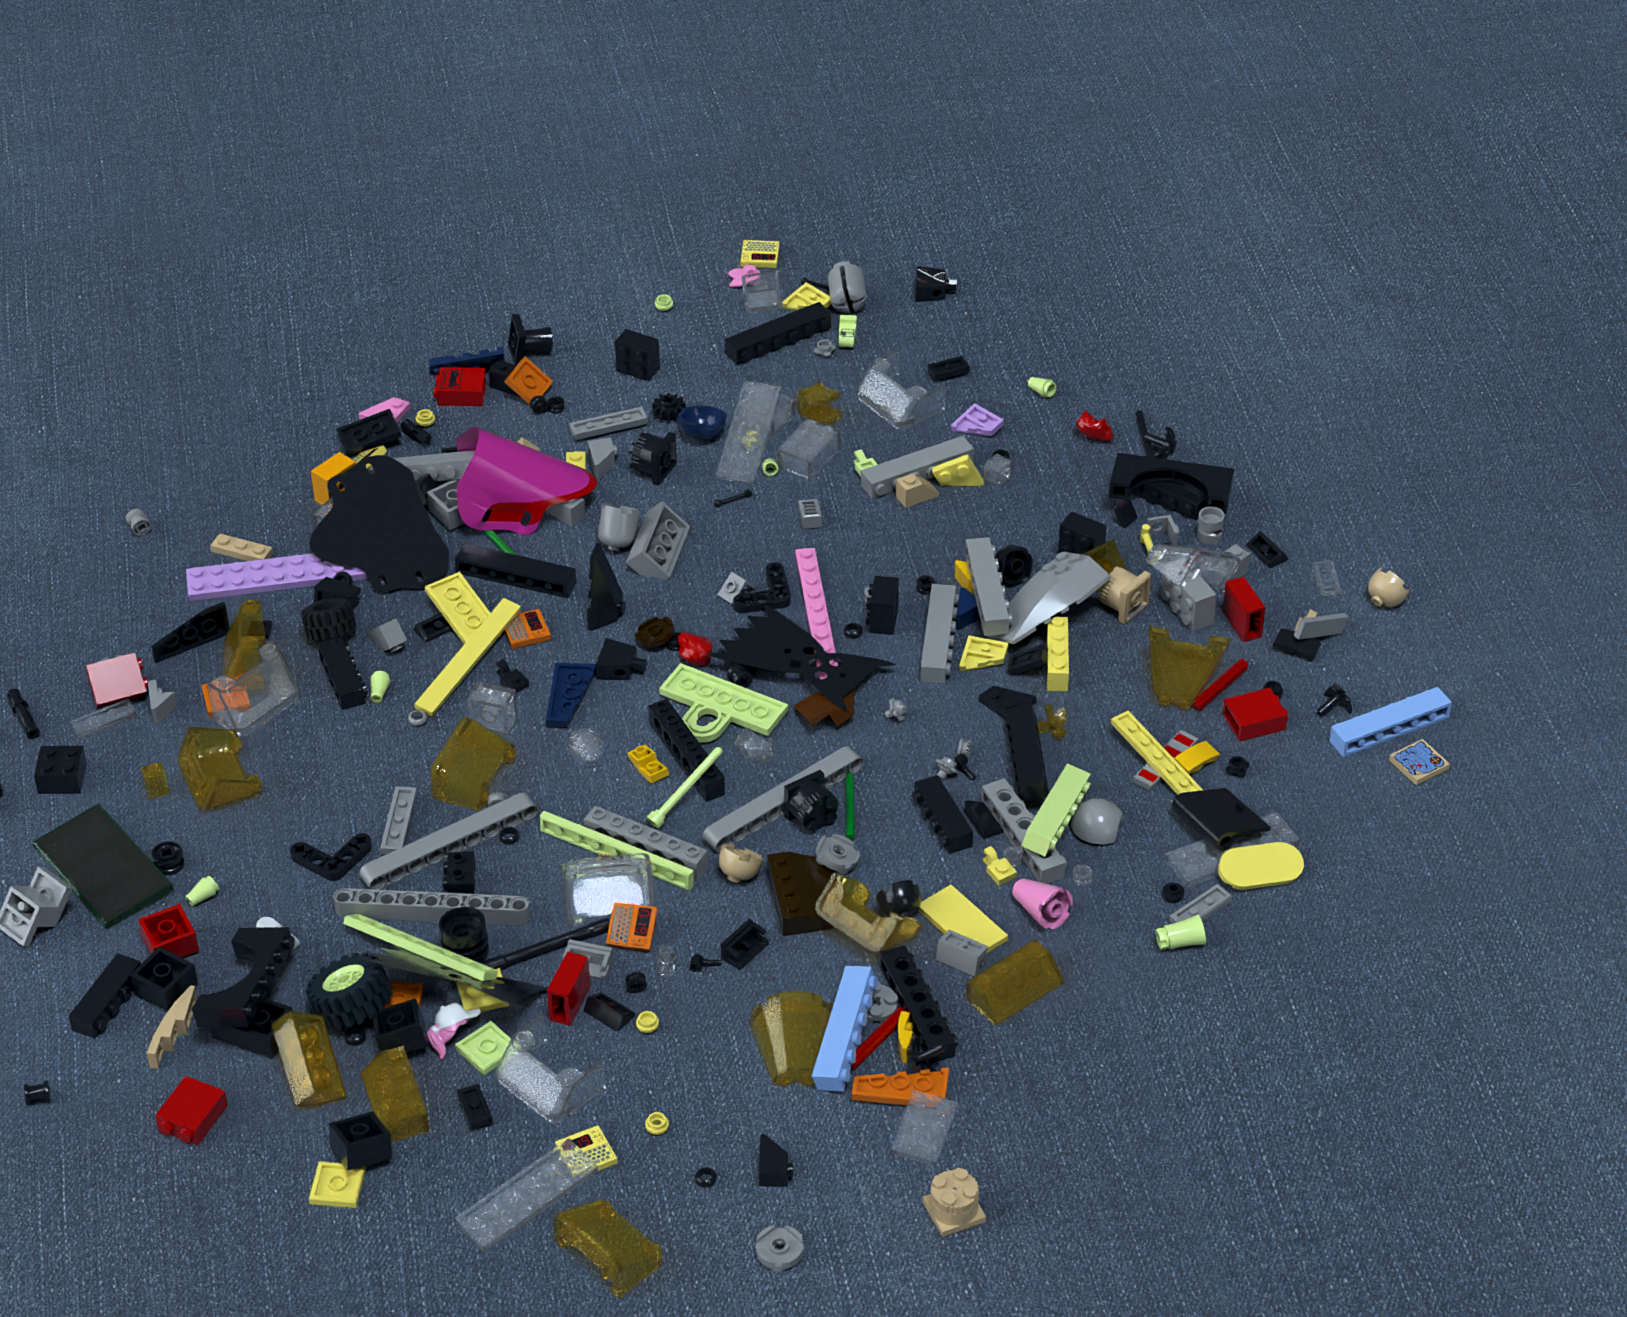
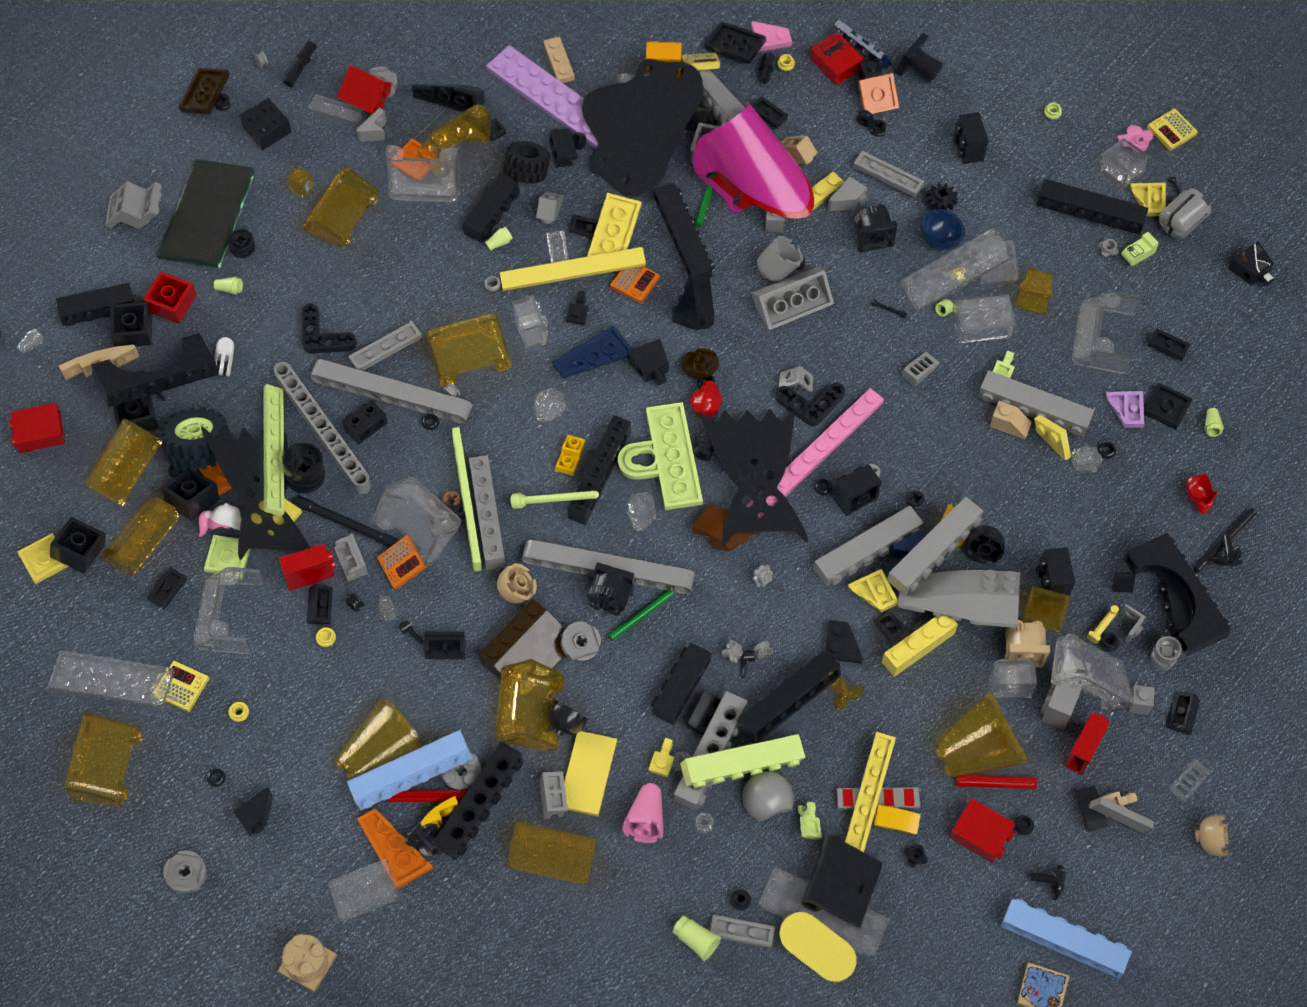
camera: 50 degrees right, 20 degrees up
(86, 1065) = (30, 341): none -> clear cone
(434, 652) = (557, 246): none -> clear slope
(1000, 401) = (1167, 406): none -> black tile
(1147, 610) = (1012, 679): none -> clear brick
(1151, 812) = (809, 823): none -> yellowish green plate

